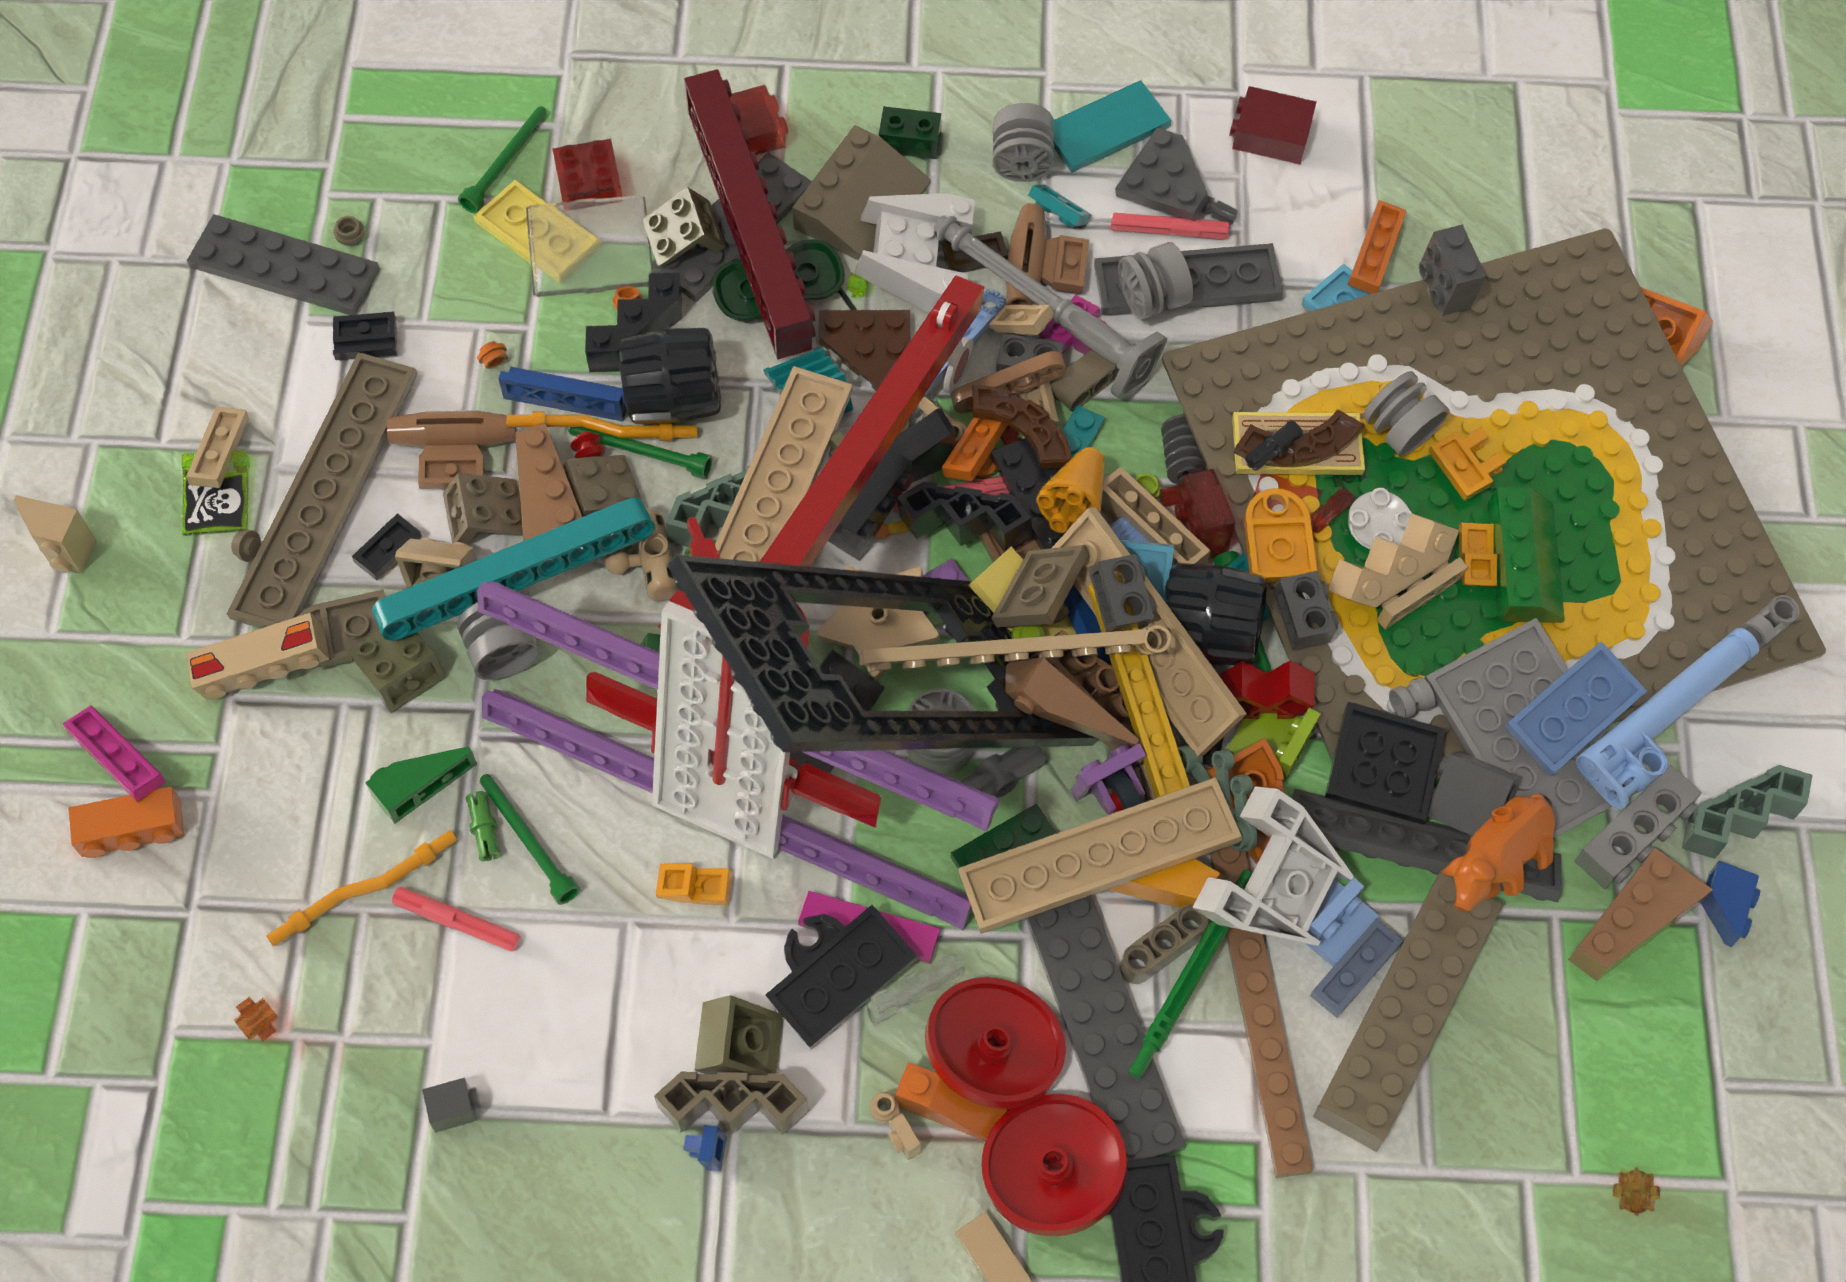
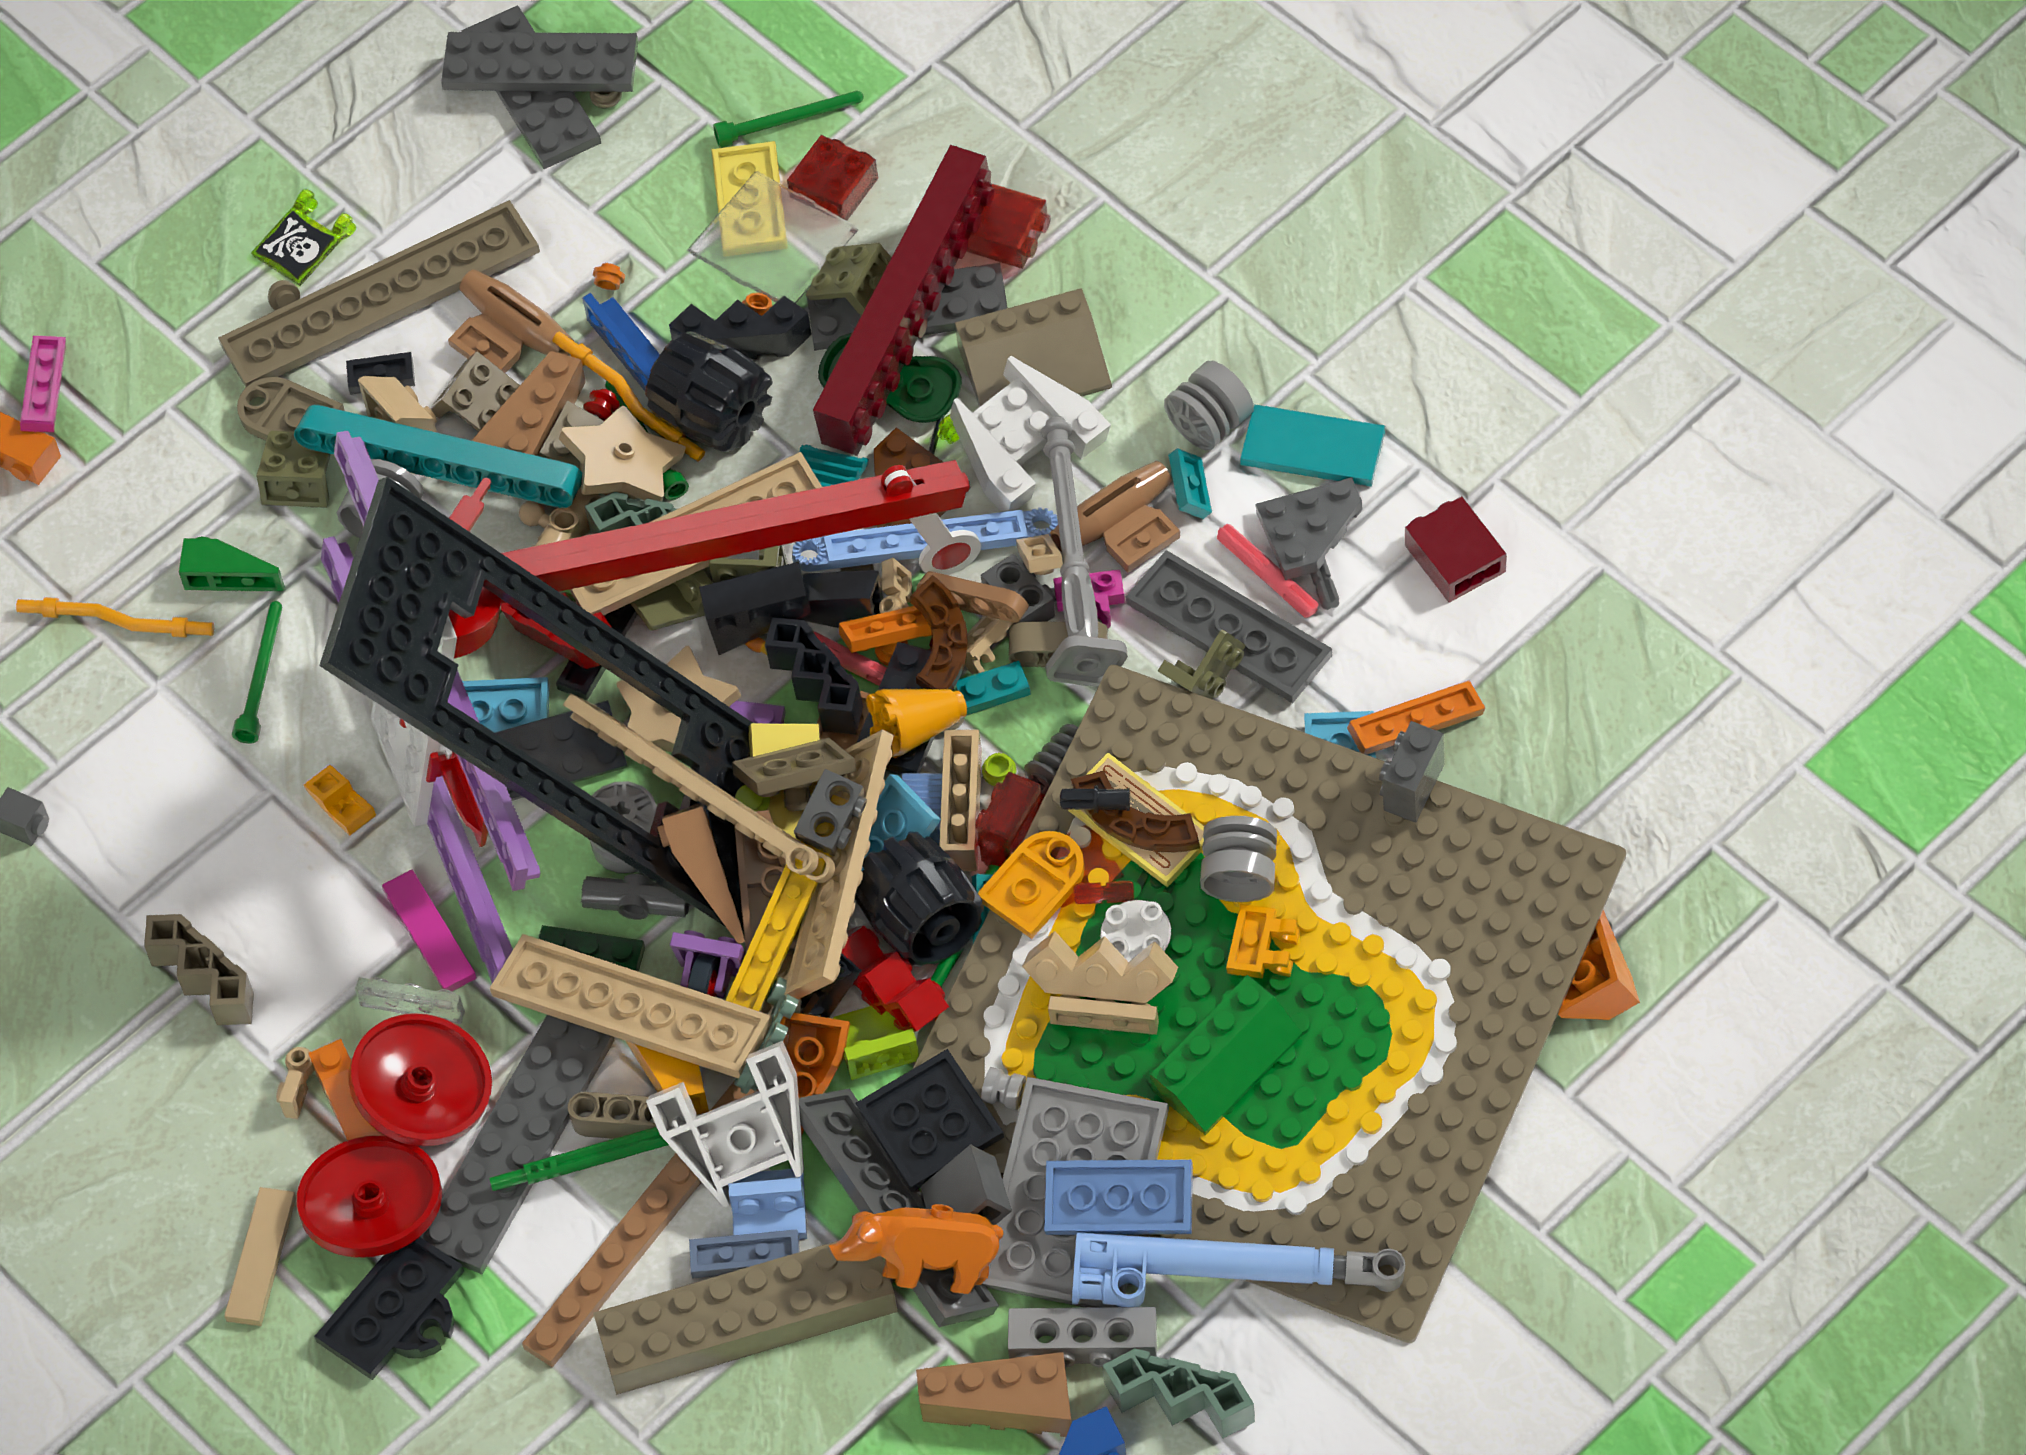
camera: 50 degrees right, 5 degrees down
(58, 533) = (156, 186): tan slope -> none
(217, 447) = (334, 200): tan plate -> none
(257, 656) = (204, 386): tan brick -> none
(277, 239) = (540, 61): none -> dark grey plate
(364, 333) = (530, 190): black plate -> none
(456, 919) = (154, 691): coral axle -> none
(483, 826) = (238, 638): bright green pin -> none
(654, 469) = (621, 457): none -> tan plate
(707, 1148) = (156, 988): blue tile -> none
(738, 1037) = (253, 932): olive slope -> none
(837, 972) = (367, 940): black plate -> none
(911, 131) = (1132, 330): dark green brick -> none
(961, 261) = (1087, 474): dark brown plate -> none
(1155, 280) = (1167, 598): light grey wheel -> none
(1227, 318) = (1210, 675): none -> olive bracket
(1297, 611) = (984, 951): dark grey brick -> none
(1477, 552) = (1181, 1023): light orange slope -> none

